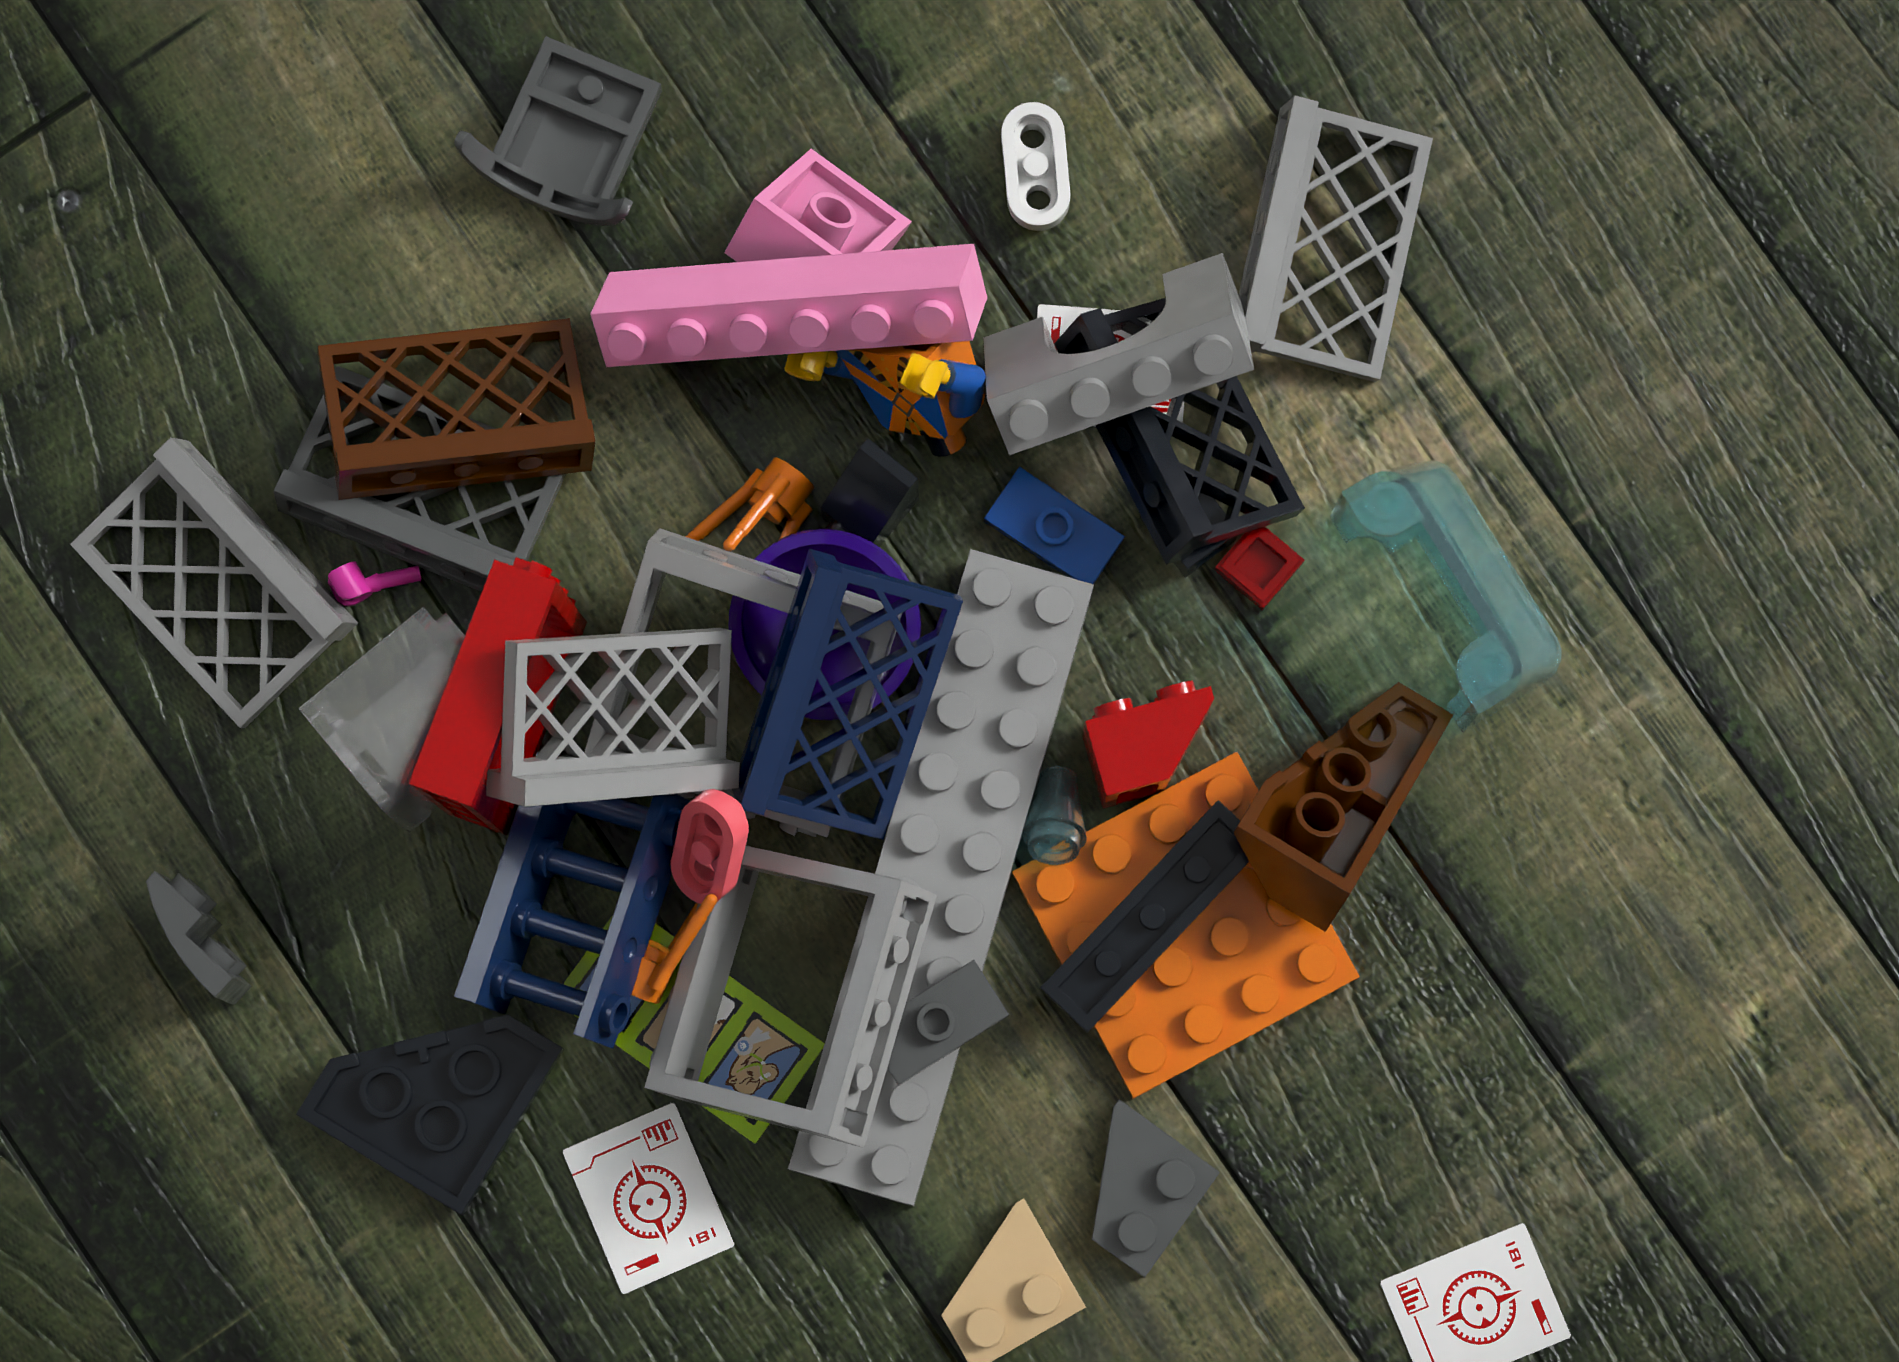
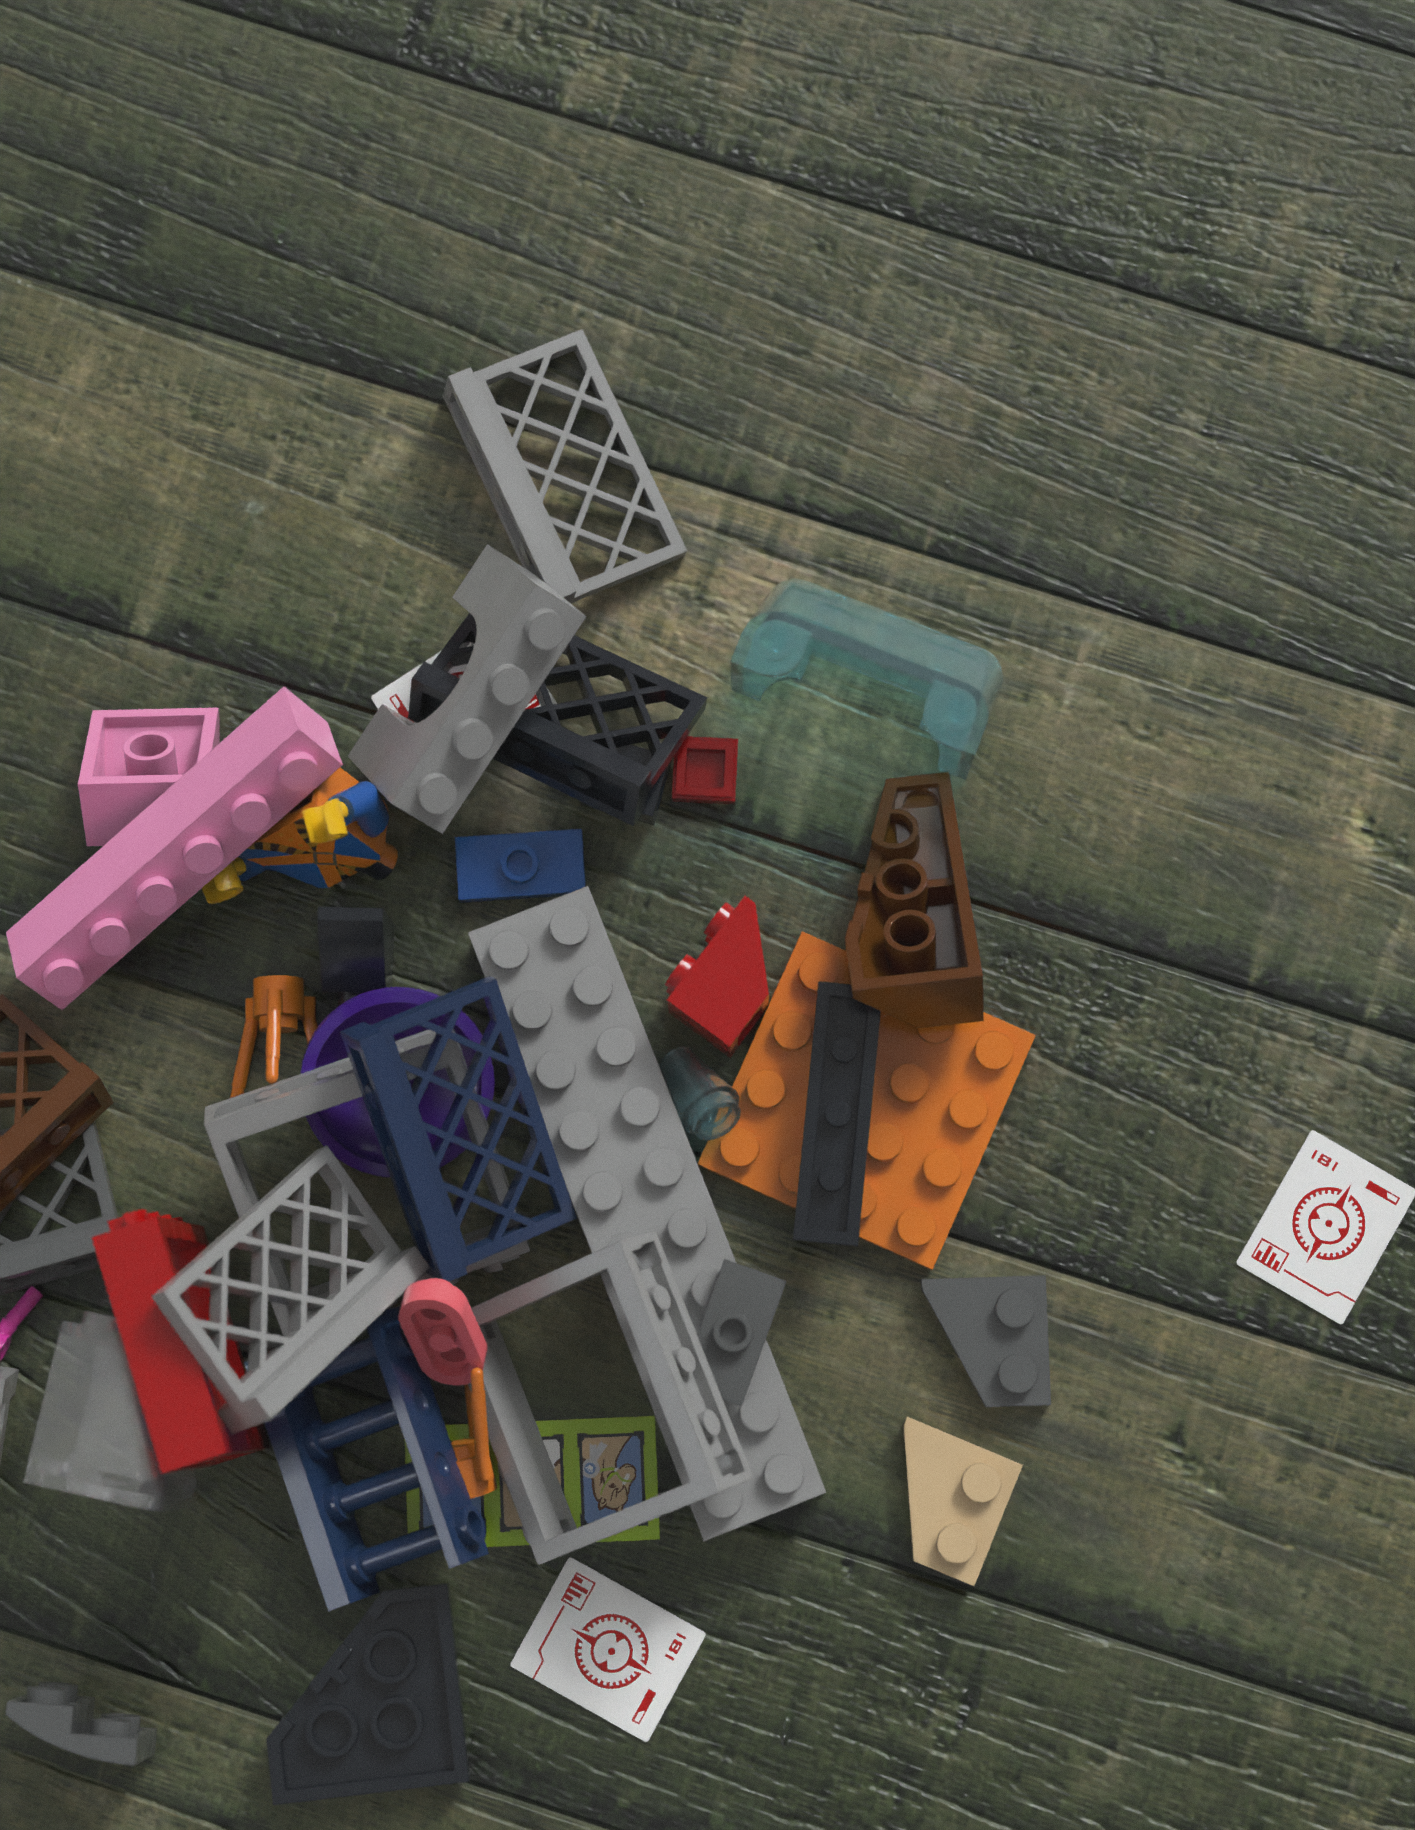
camera: 35 degrees left, 0 degrees up
(1035, 168) = (285, 589): white plate -> none

